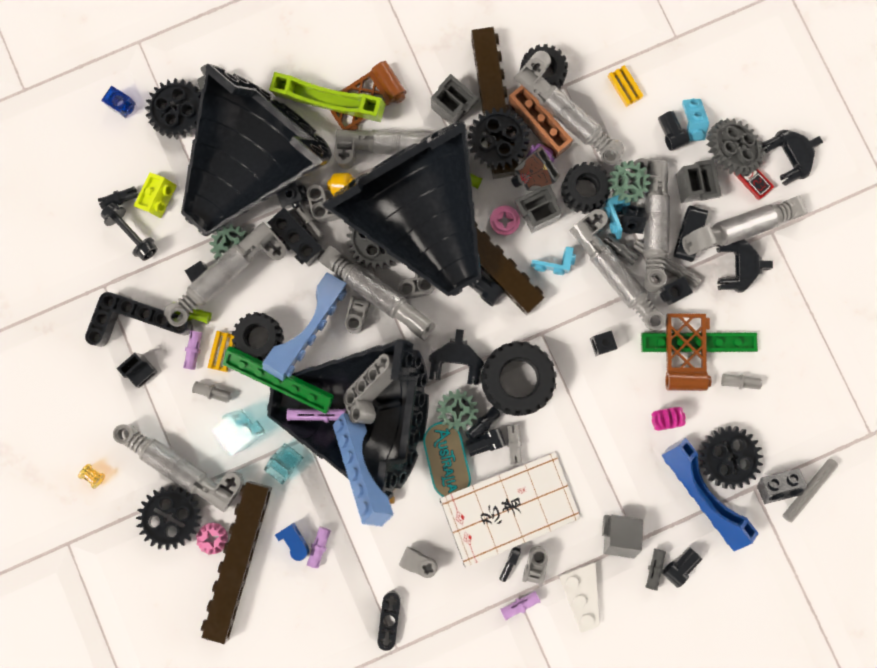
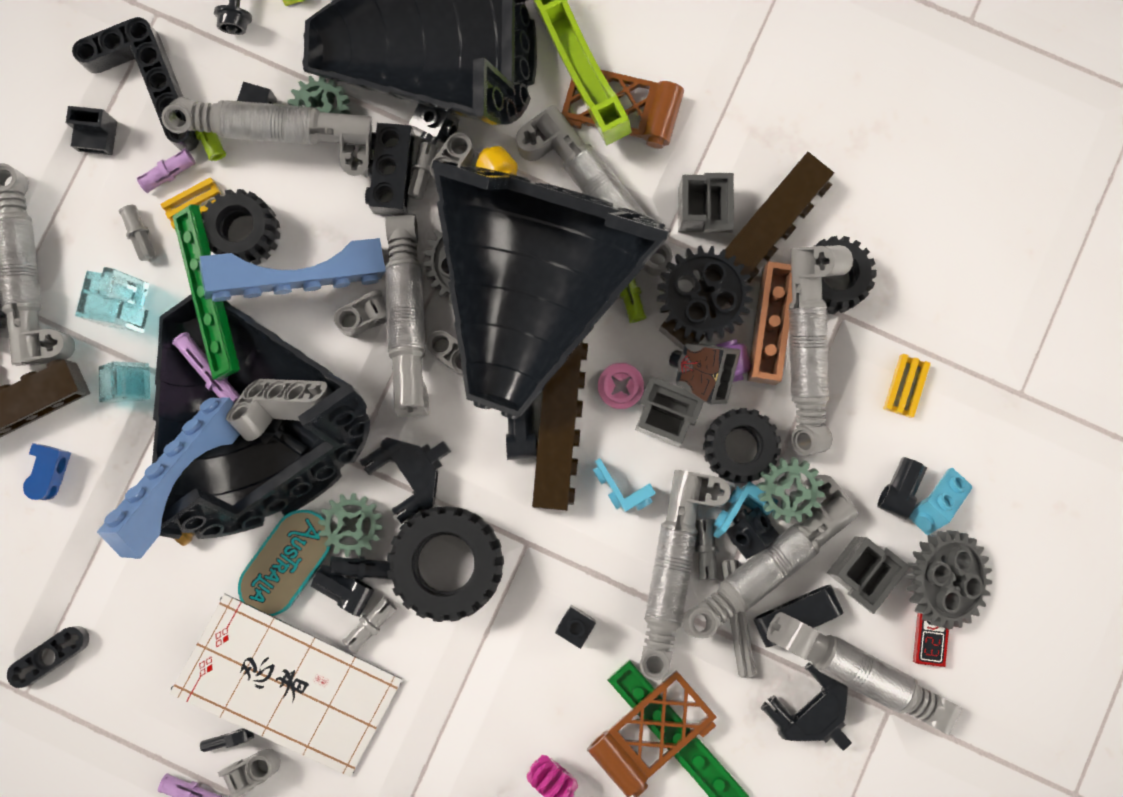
camera: 50 degrees right, 0 degrees up
(318, 547) = (63, 504): lavender pin -> none
(414, 560) = (137, 629): light grey piece -> none
(683, 291) = (724, 664): black brick -> none
(798, 150) = (1015, 659): black connector -> none

